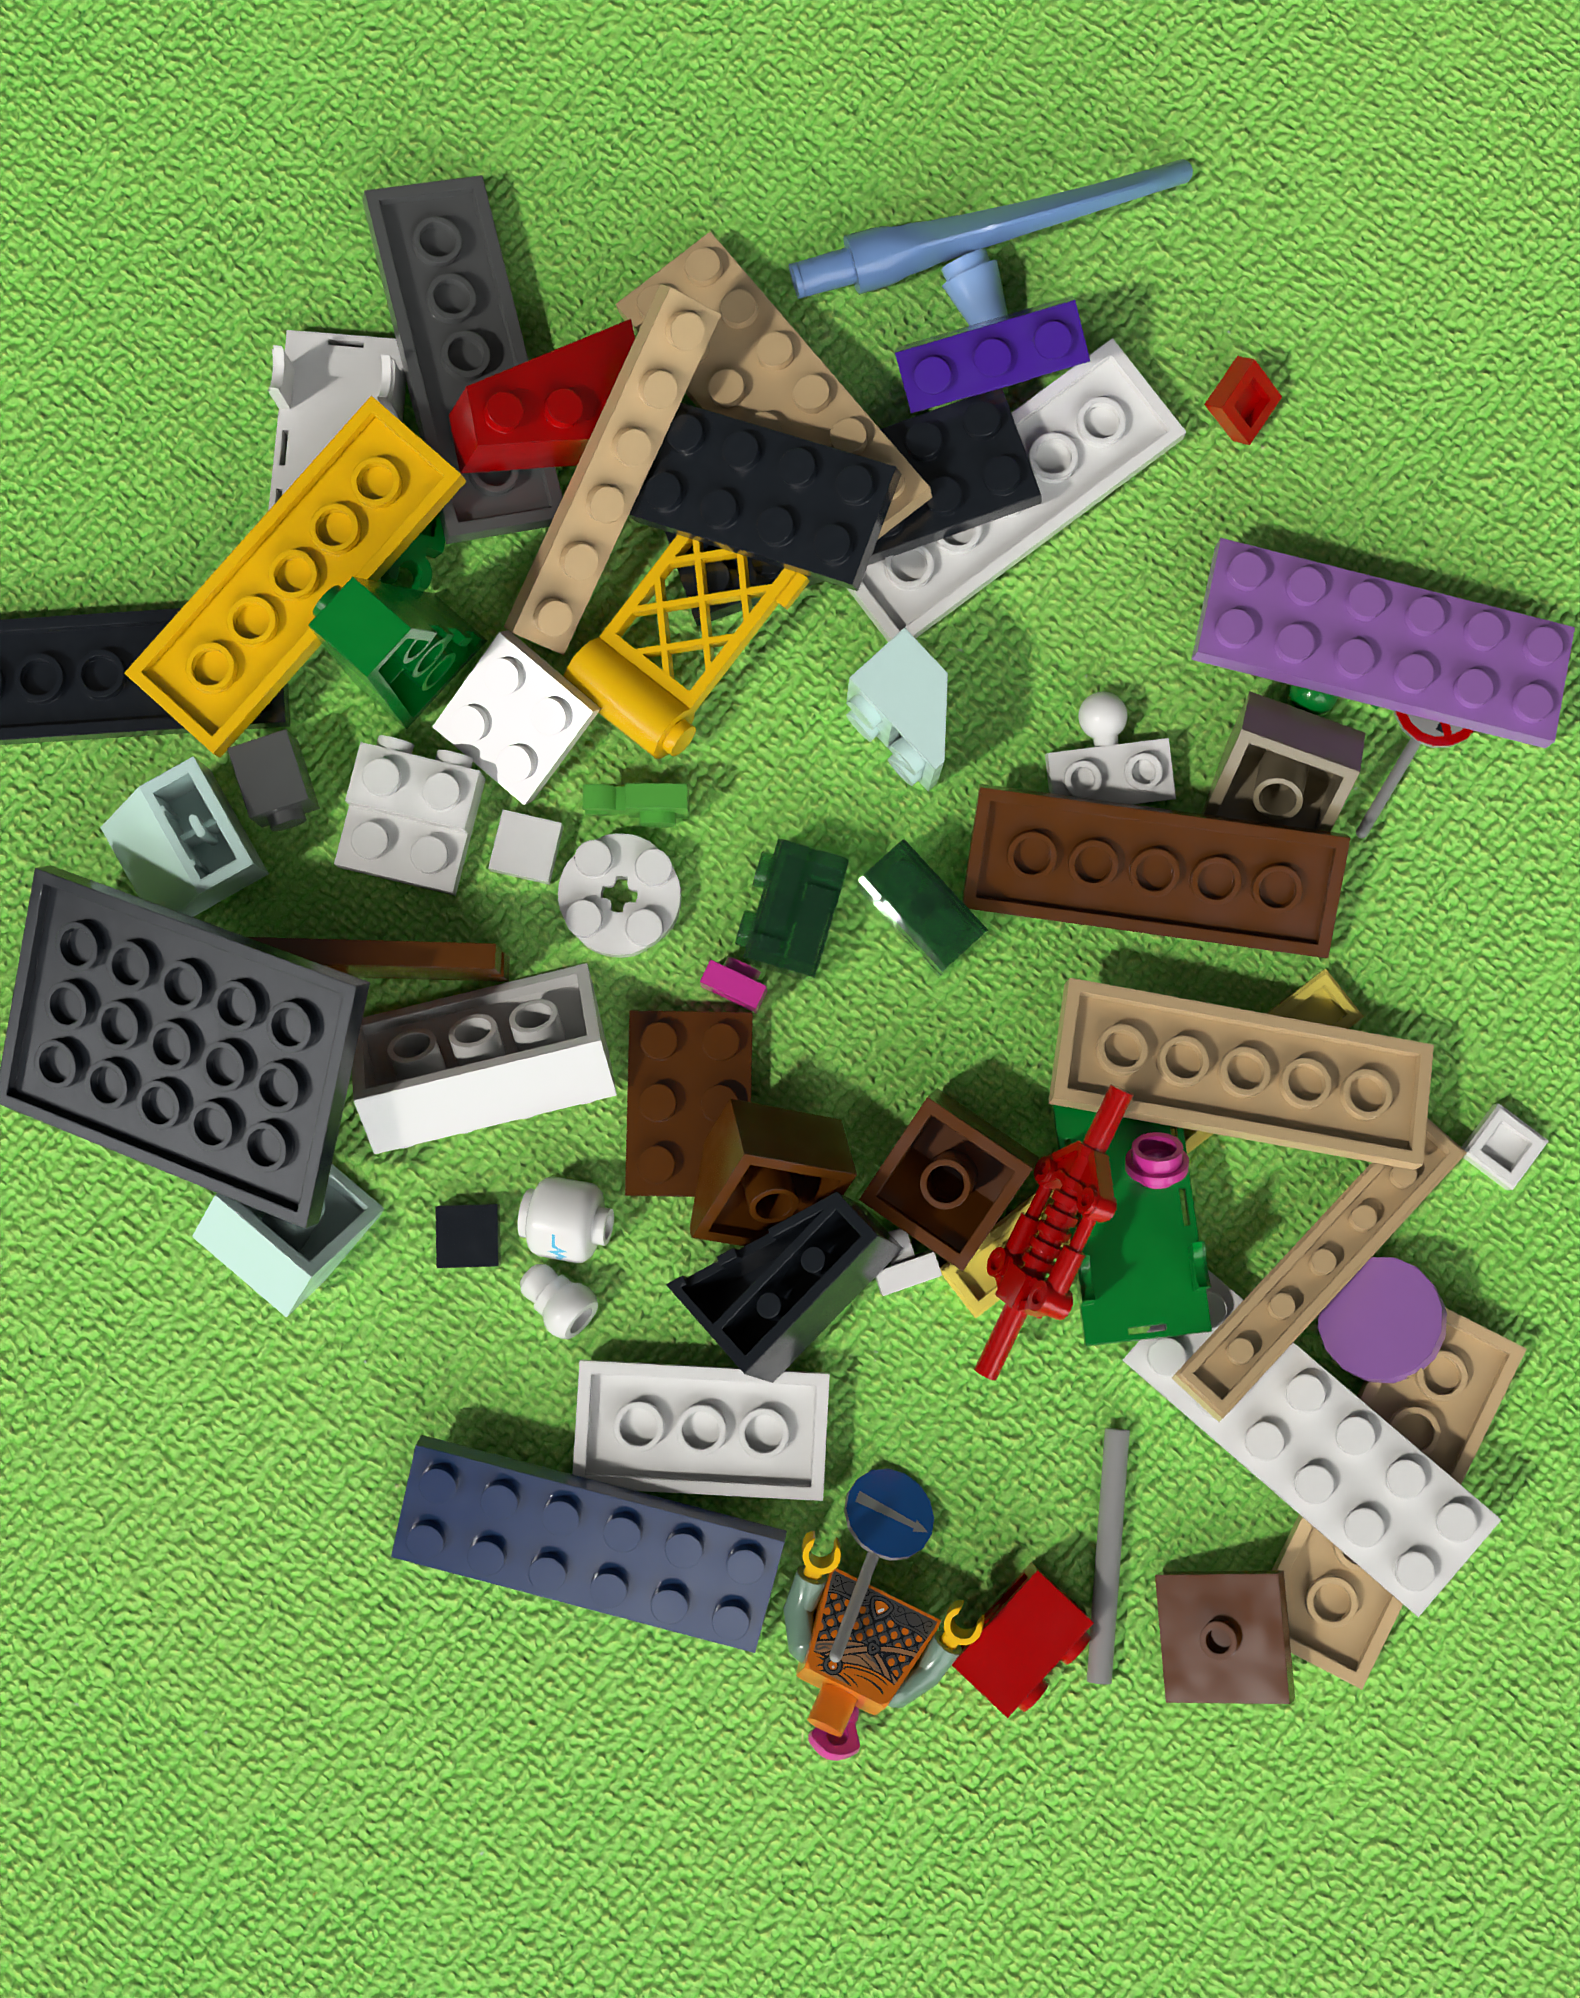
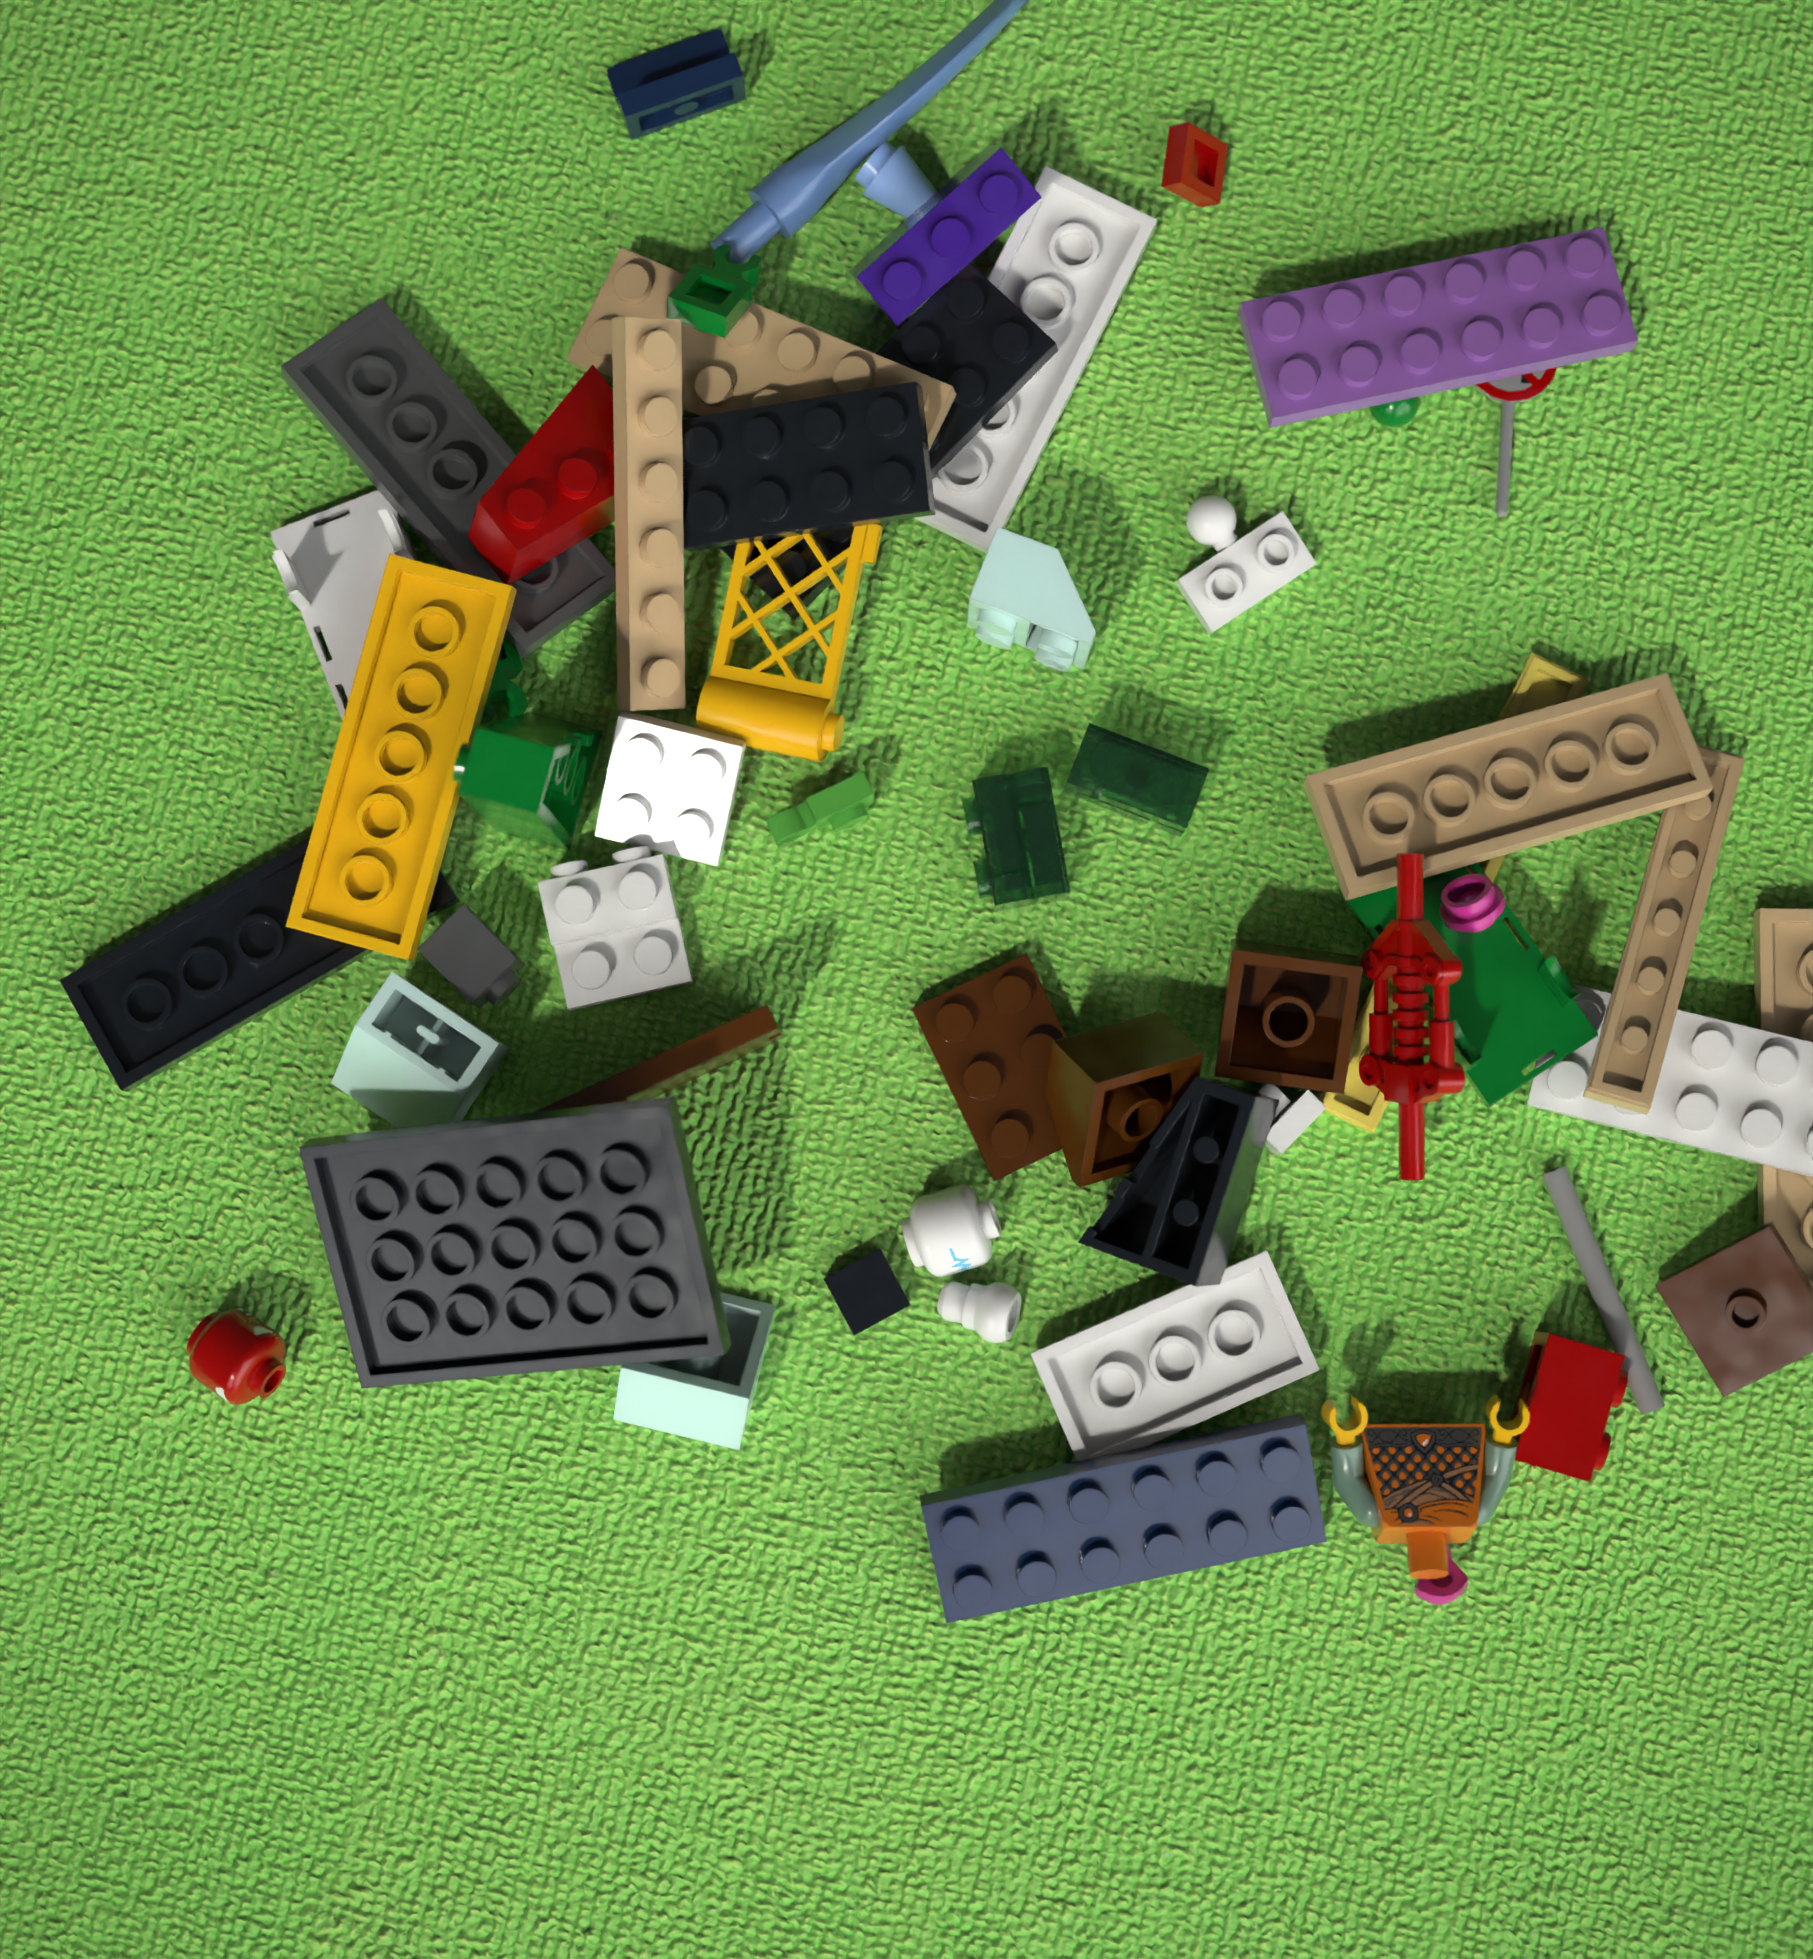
camera: 25 degrees left, 0 degrees up
(481, 1059) = (802, 1119): white slope -> none
(526, 847) = (738, 904): white tile -> none
(597, 867) = (866, 874): white plate -> none
(735, 982) = (998, 934): dark pink plate -> none
(764, 310) = (716, 296): none -> green plate
(829, 114) = (677, 84): none -> dark blue panel
(891, 1522) = (1390, 1359): blue piece -> none
(1155, 871) = (1331, 639): reddish brown plate -> none
(1285, 767) = (1406, 497): dark tan slope -> none
(1384, 1322) = (1749, 949): medium lavender tile -> none
(1503, 1146) = (1774, 736): white tile -> none

